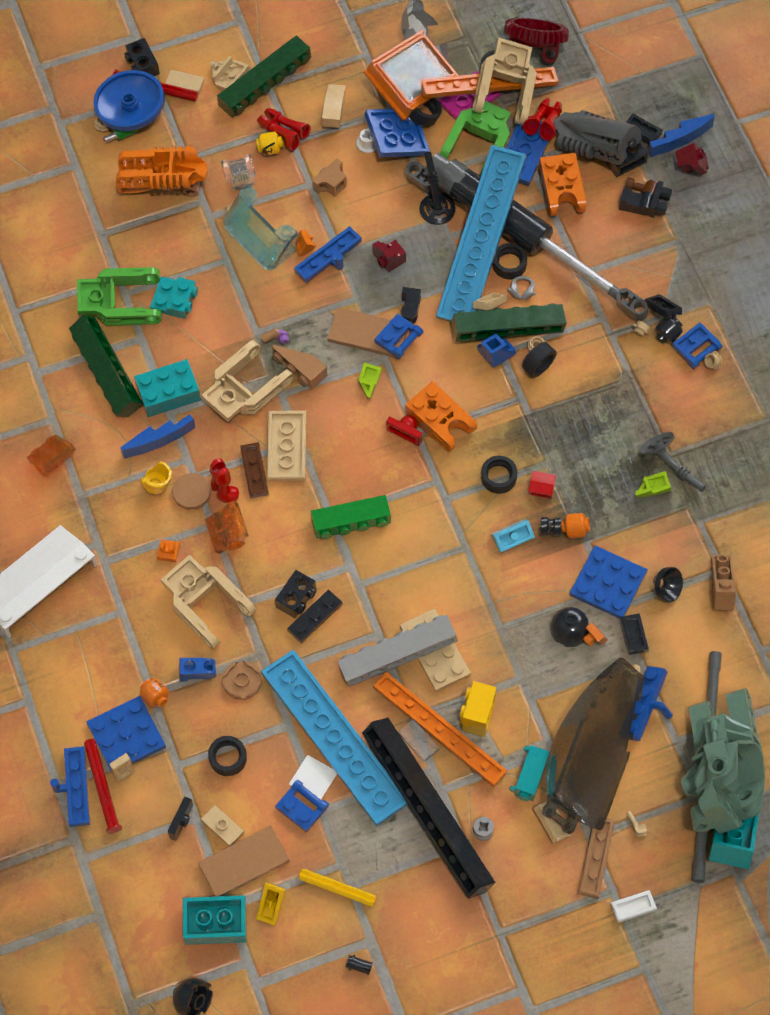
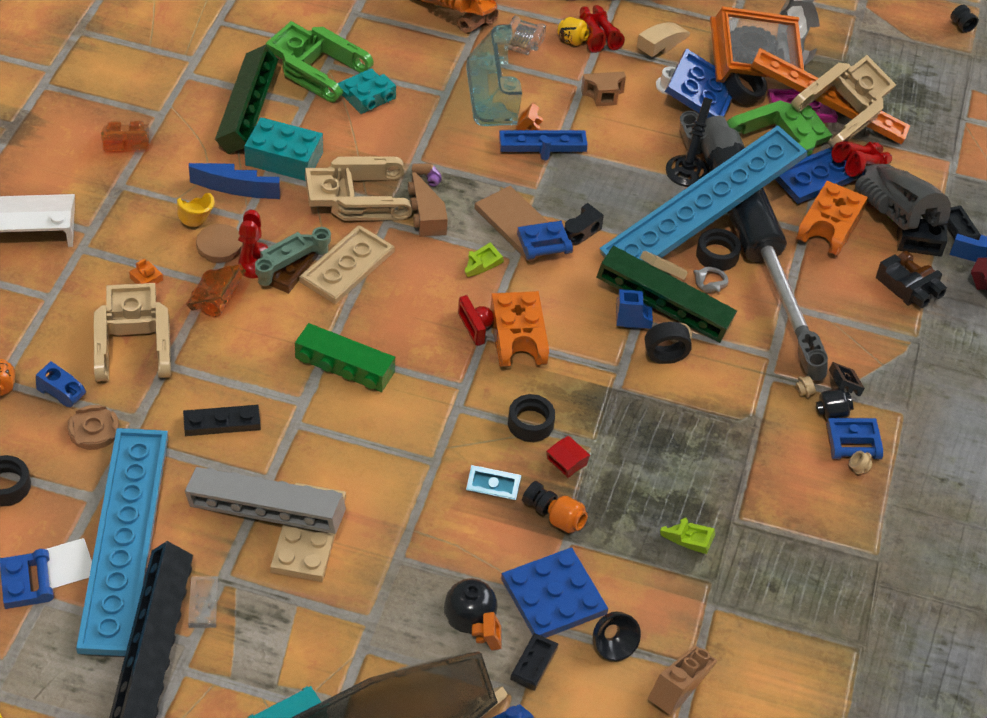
camera: 30 degrees right, 15 degrees down
(247, 466) = (290, 250): none -> sand green plate
(291, 592) = (222, 386): black brick -> none
(389, 255) = (601, 174): dark red brick -> none
(440, 729) = (237, 610): orange plate -> none
(478, 708) = (291, 611): yellow brick -> none
(537, 34) = (924, 94): dark red piece -> none
(659, 446) = (726, 503): dark grey dish -> none

